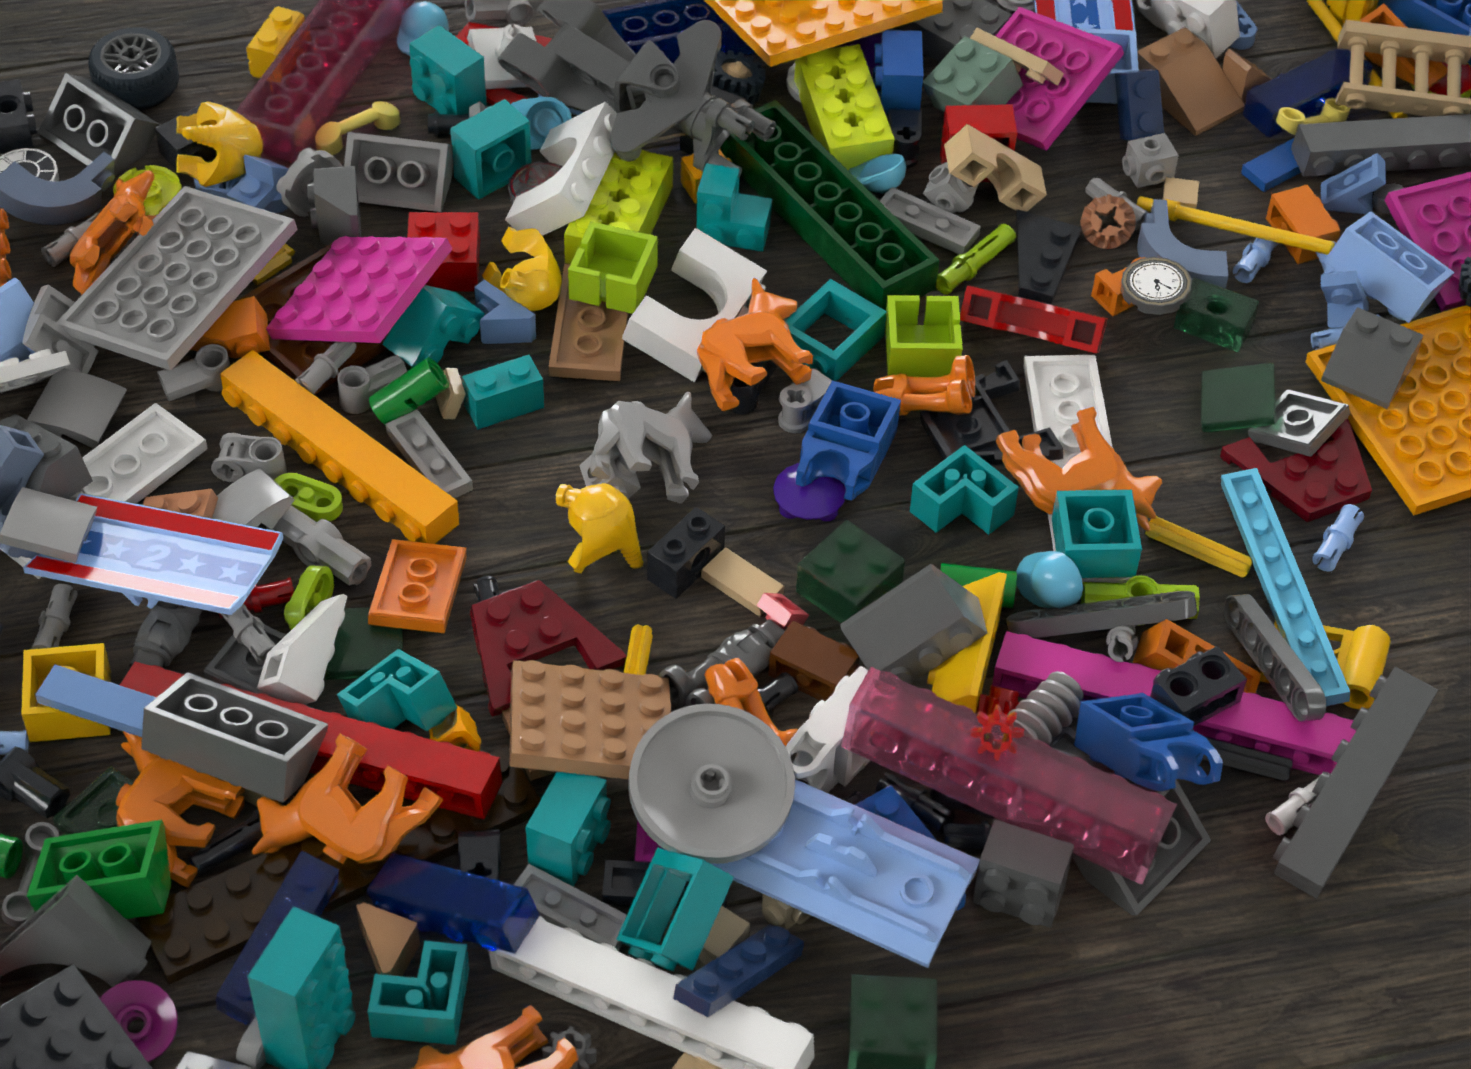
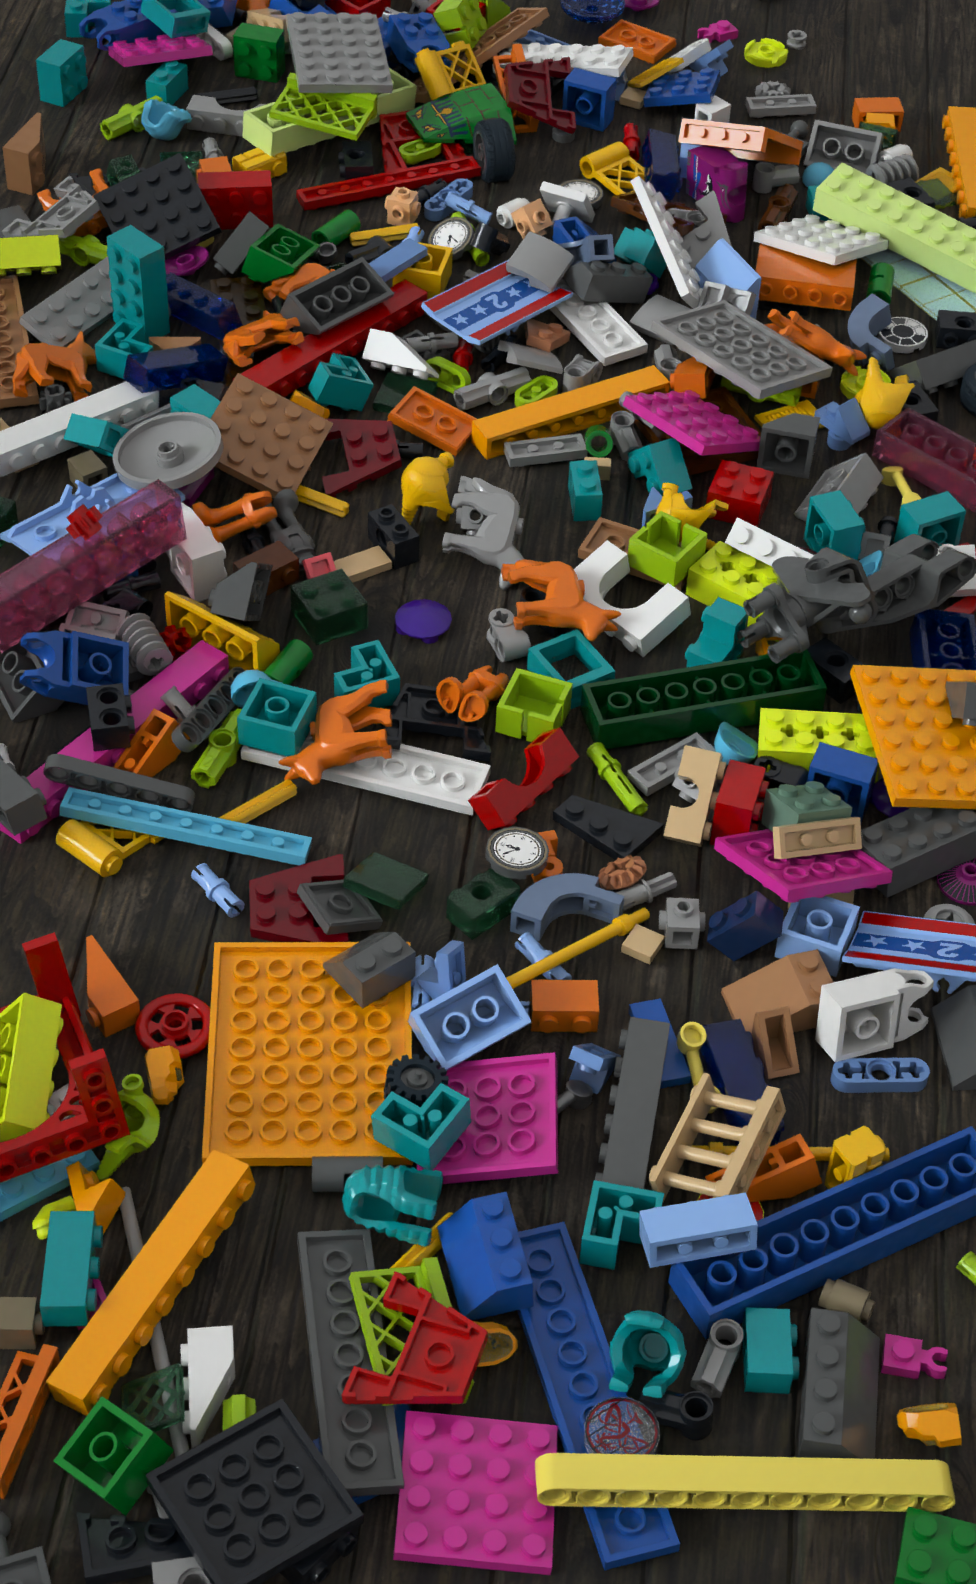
camera: 110 degrees right, 5 degrees down
(294, 183) = (832, 439): light grey plate -> none
(738, 970) = (47, 451): dark blue plate -> none
(848, 437) = (446, 632): blue brick -> none

